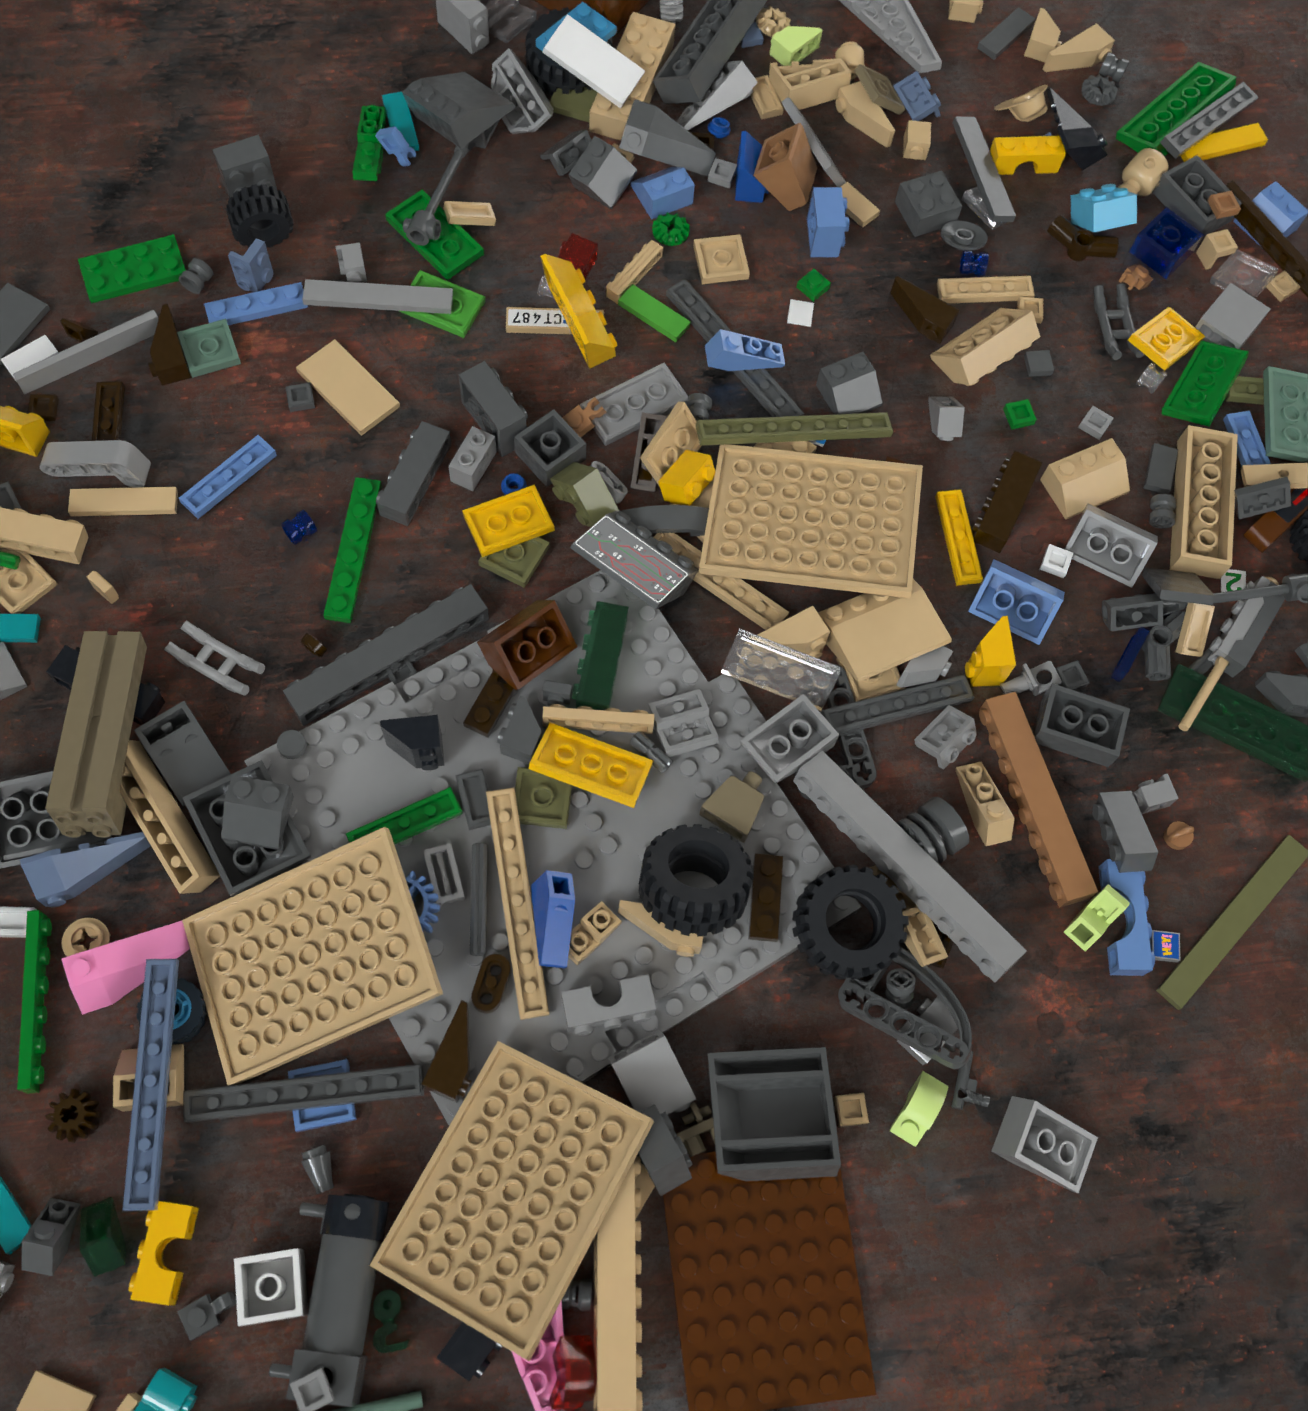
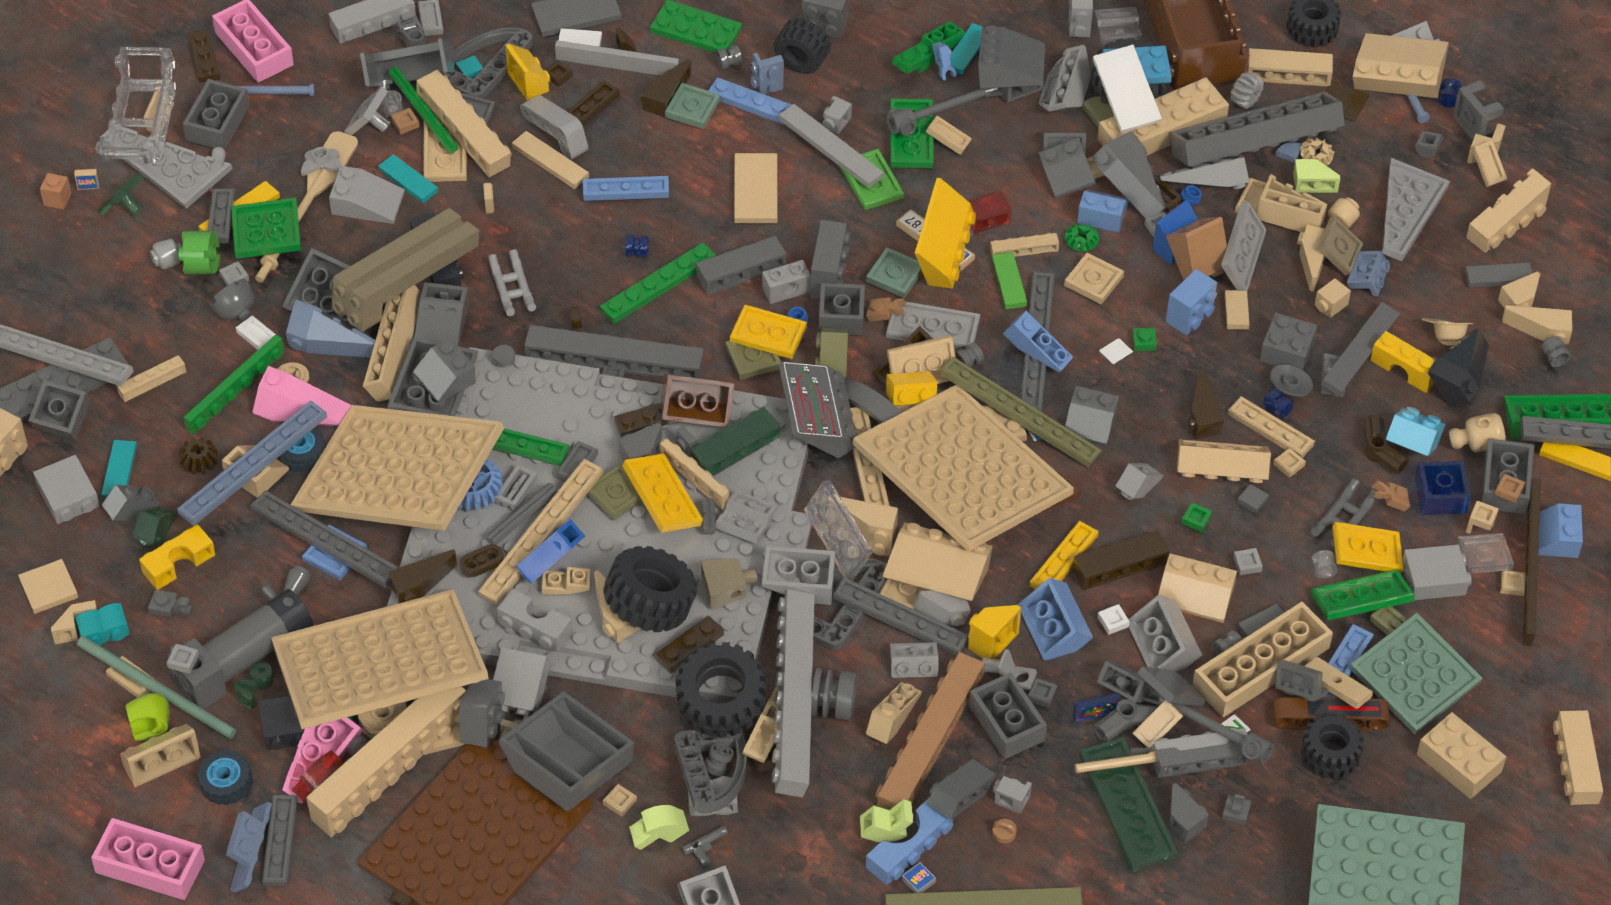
camera: 50 degrees right, 15 degrees down
(271, 1287) = (211, 611): white brick -> none
(300, 397) = (719, 173): dark grey tile -> none
(416, 740) = (575, 401): black slope -> none
(555, 377) = (894, 272): none -> sand green plate
(614, 485) = (858, 356): light grey beam -> none
(1093, 94) = (1529, 367): dark grey gear -> none

